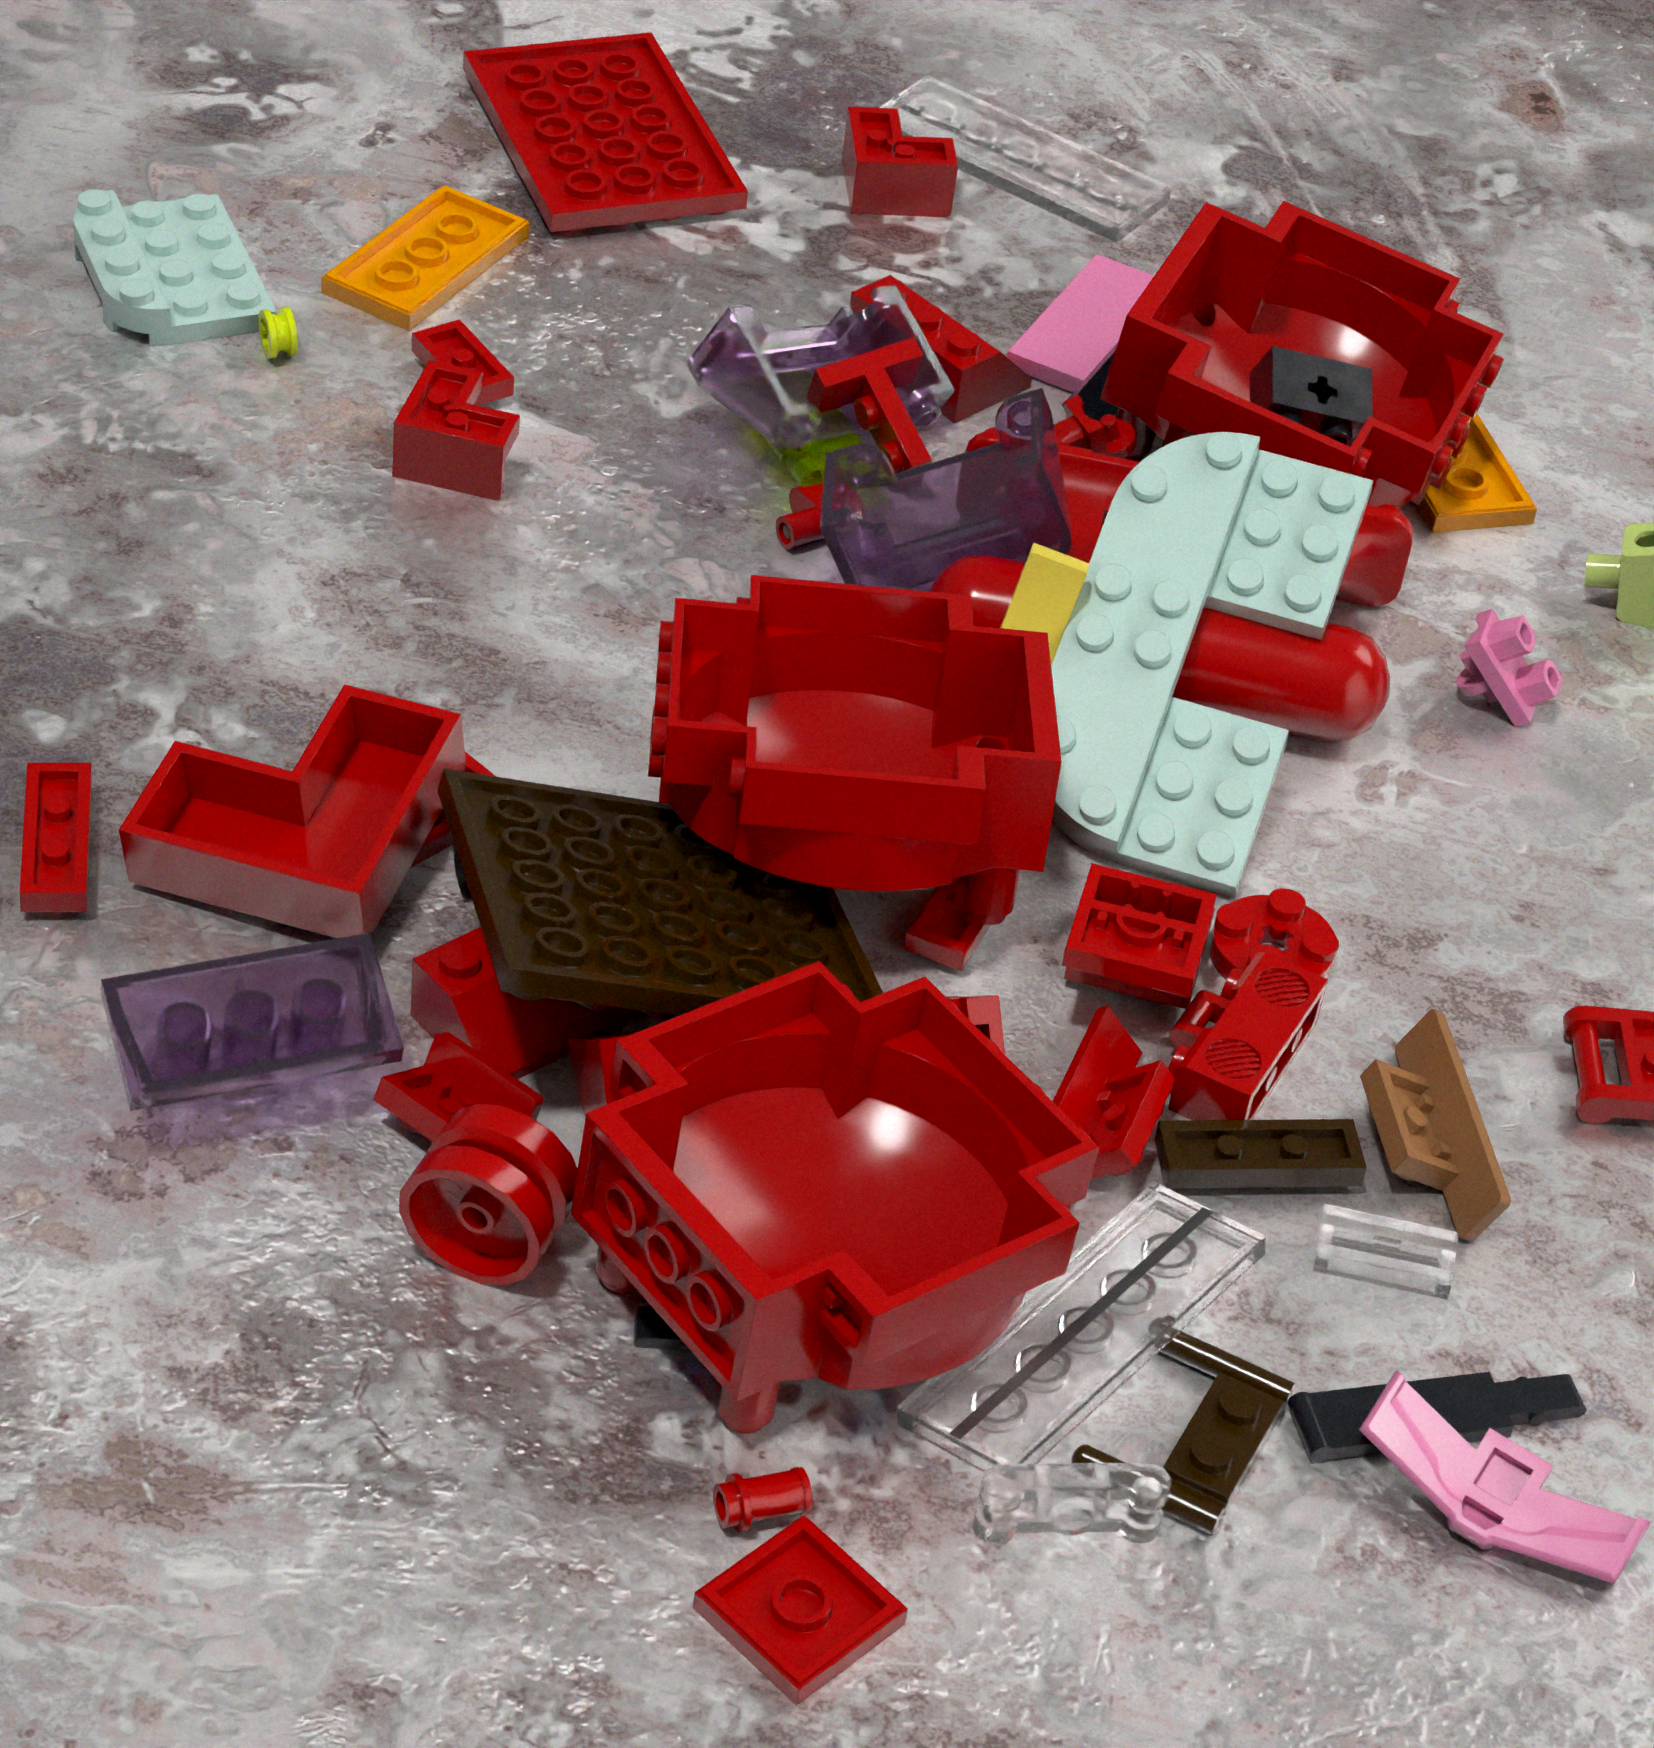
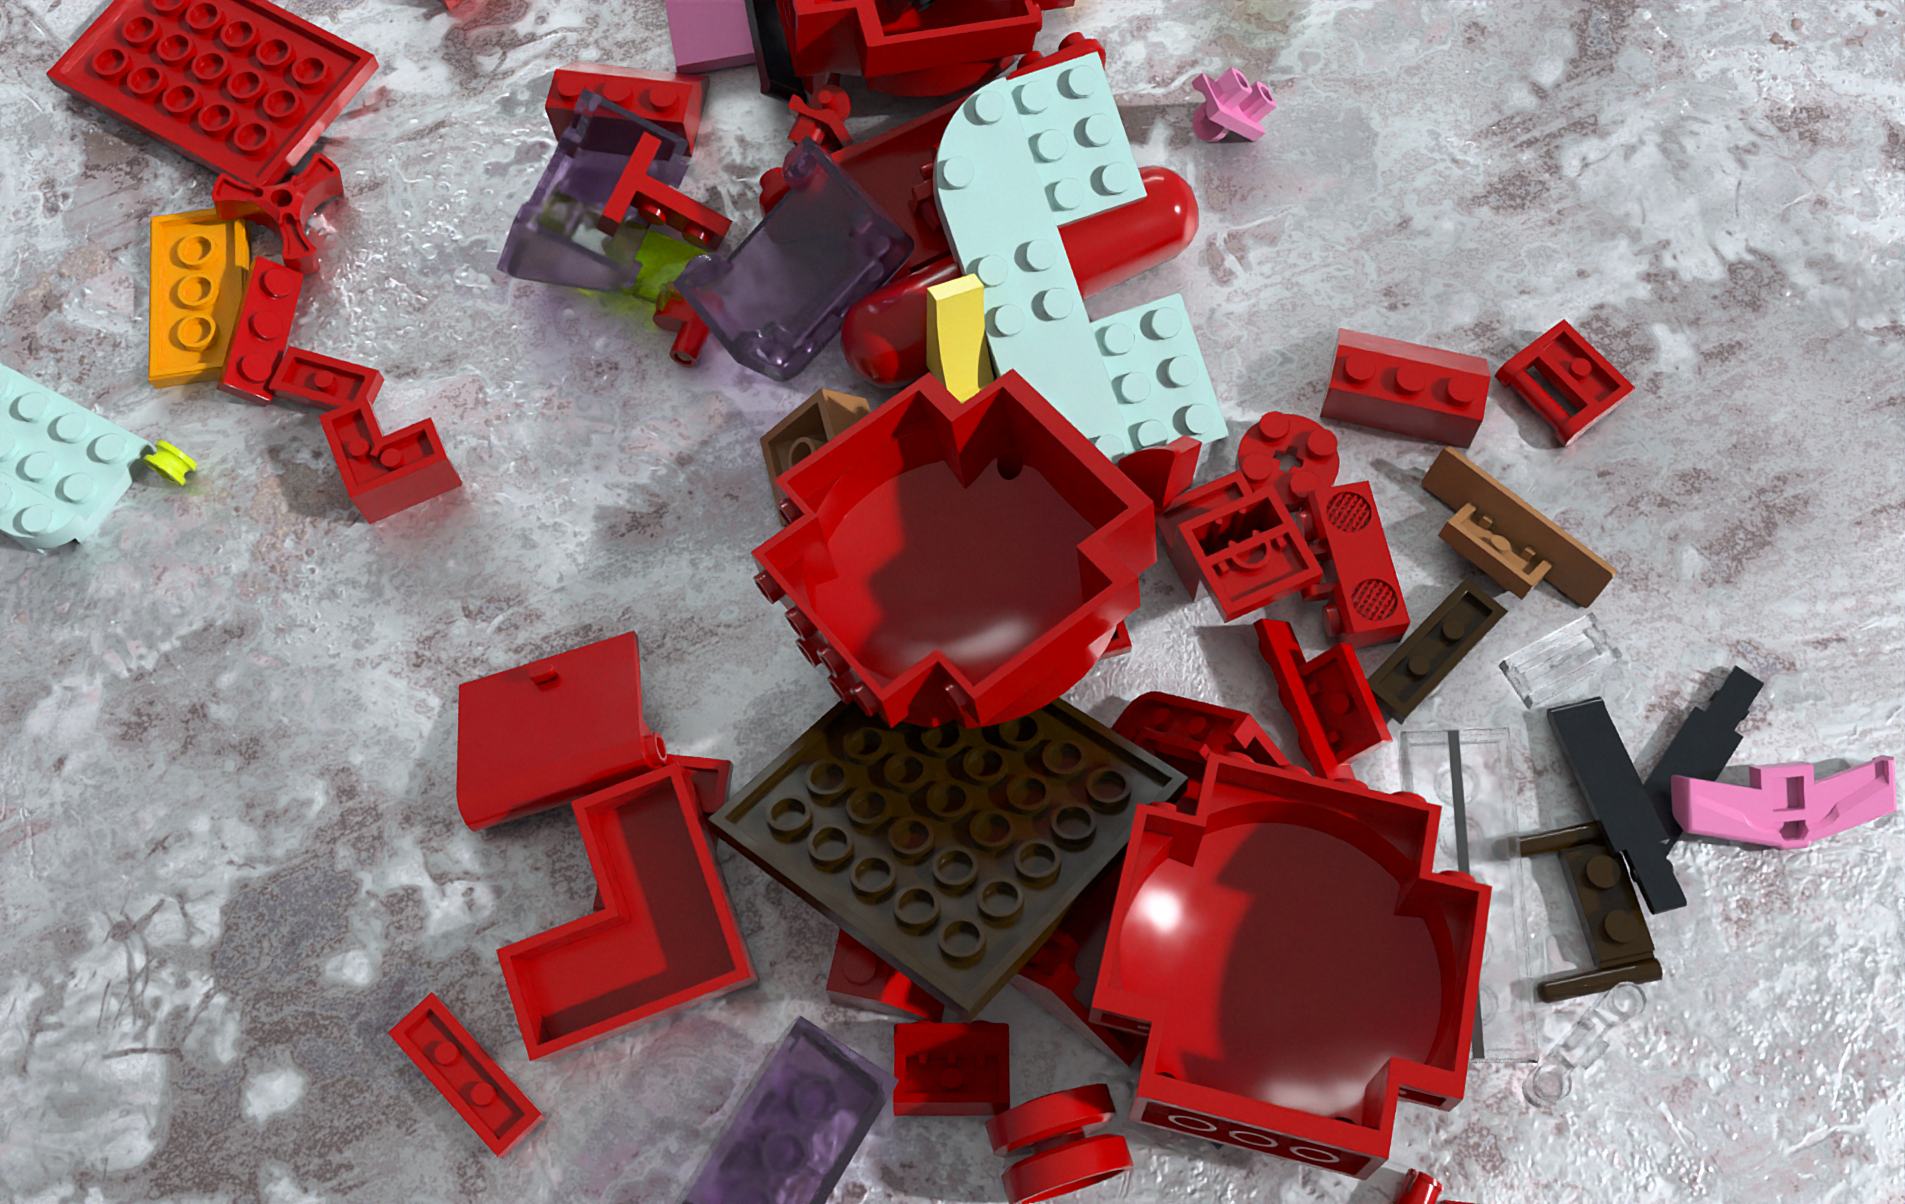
camera: 30 degrees left, 25 degrees up
(398, 660) = (552, 732): none -> red door
(451, 295) = (260, 331): none -> red plate
(557, 238) = (282, 207): none -> red piece
(1136, 845) = (1163, 470): none -> red tile
(1320, 1367) = (1617, 799): none -> black piece
(1450, 964) = (1406, 388): none -> red slope

